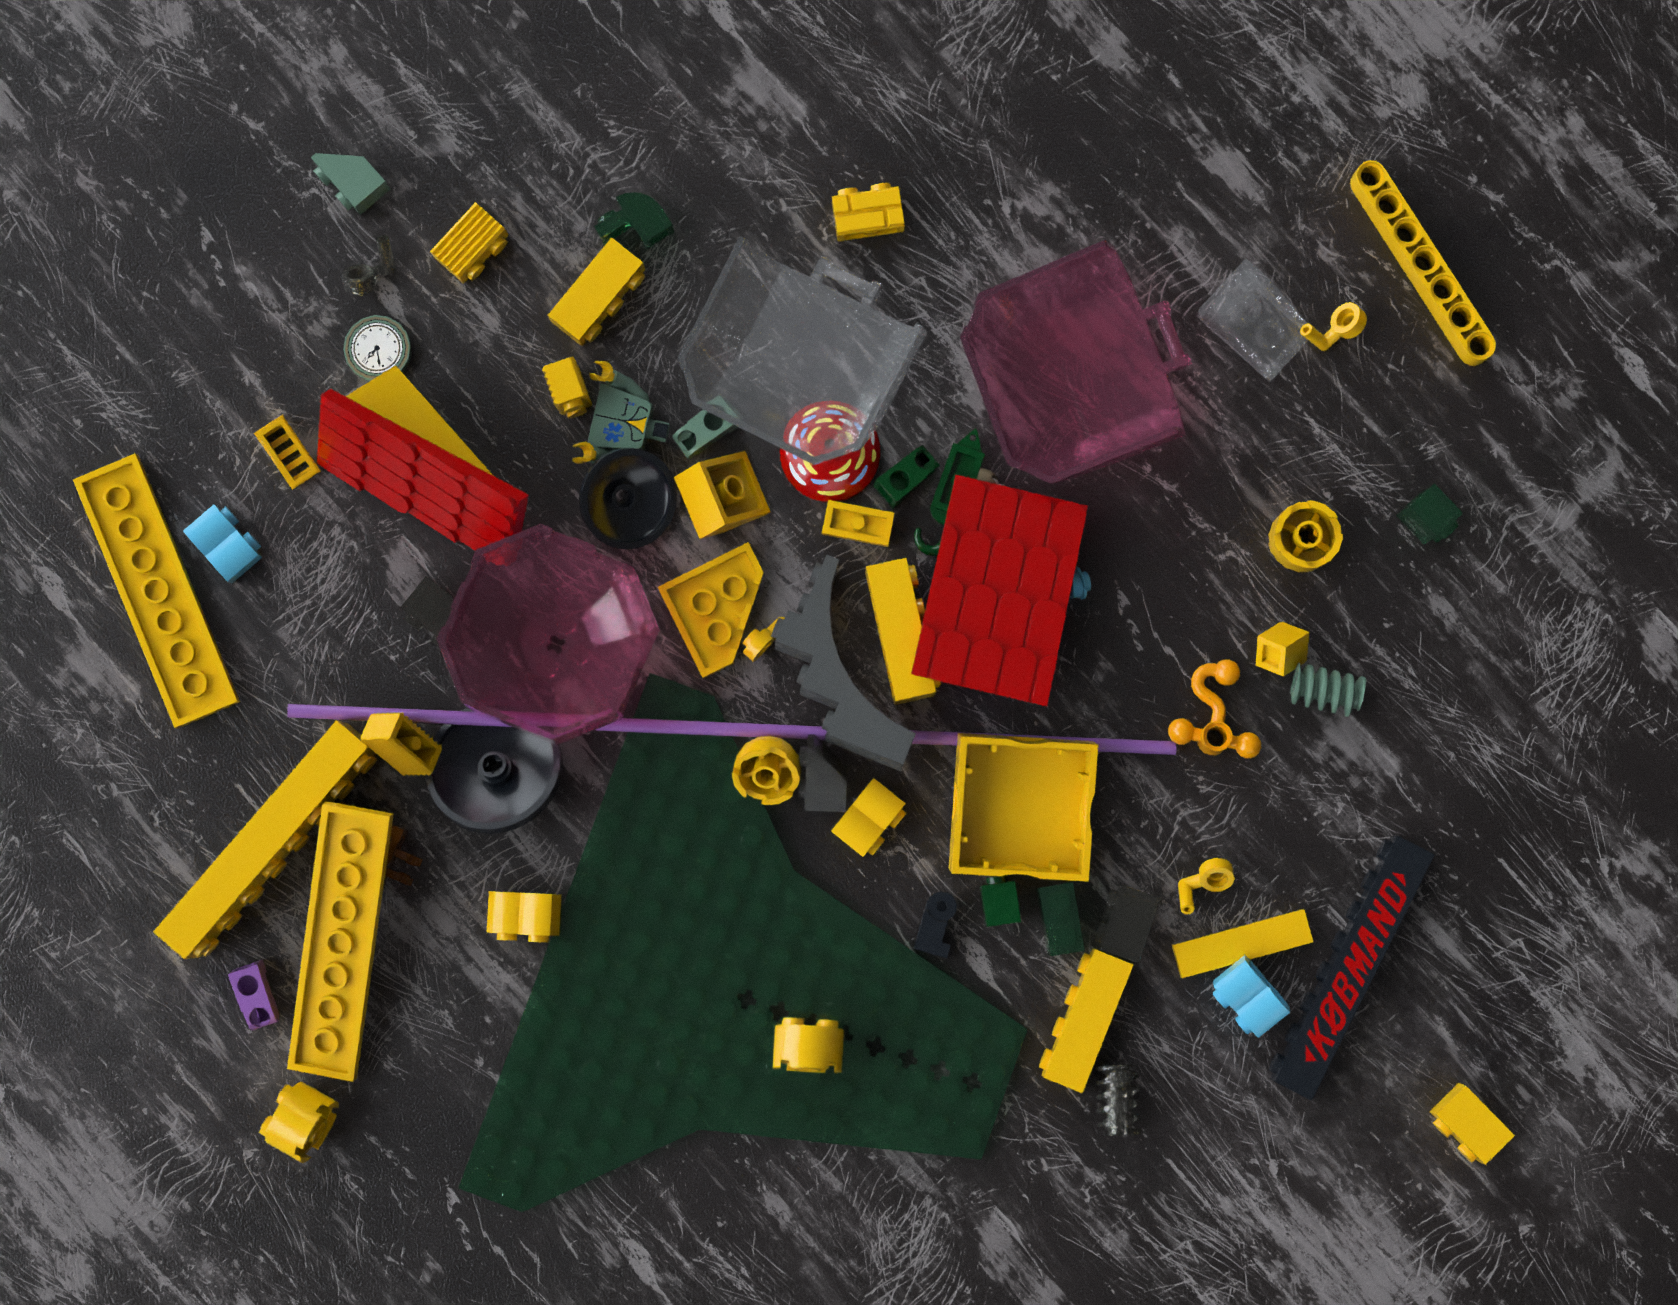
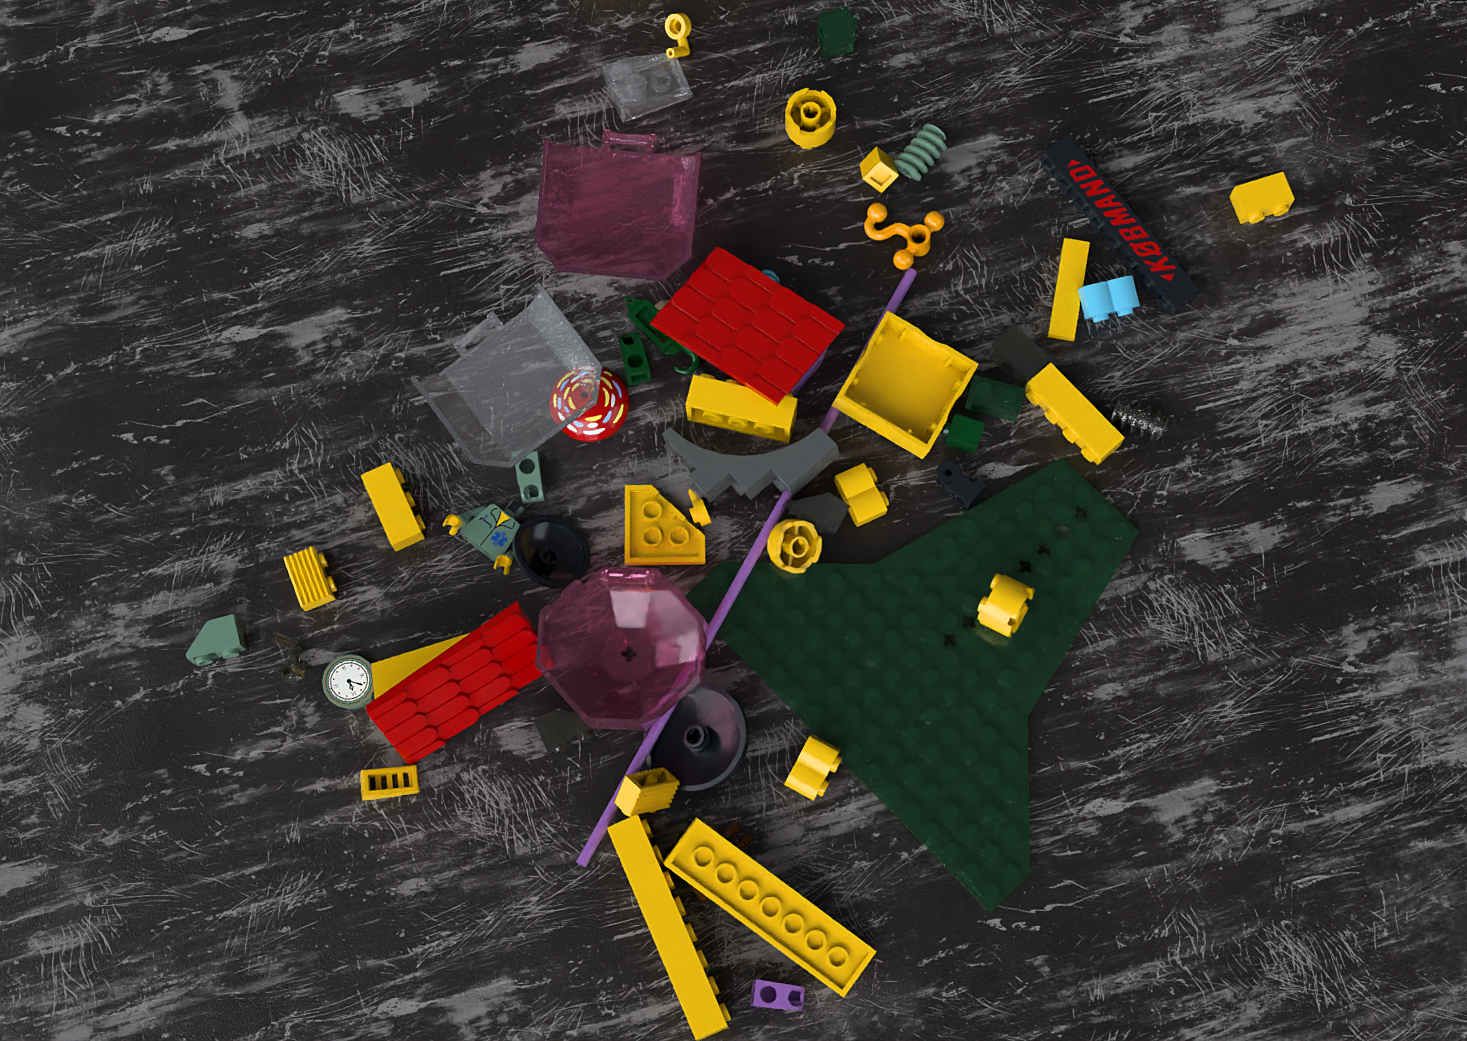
camera: 60 degrees left, 10 degrees down
(156, 591) = (440, 927): yellow plate -> none
(223, 543) = (432, 859): medium azure brick -> none
(299, 1121) = (888, 1003): yellow brick -> none
(567, 387) = (450, 555): yellow brick -> none
(639, 213) = (353, 450): clear green brick -> none
(721, 494) = (581, 488): yellow slope -> none
(858, 523) = (650, 406): yellow plate -> none
(867, 212) = (437, 298): yellow brick -> none
(1213, 876) = (1014, 284): yellow plate -> none

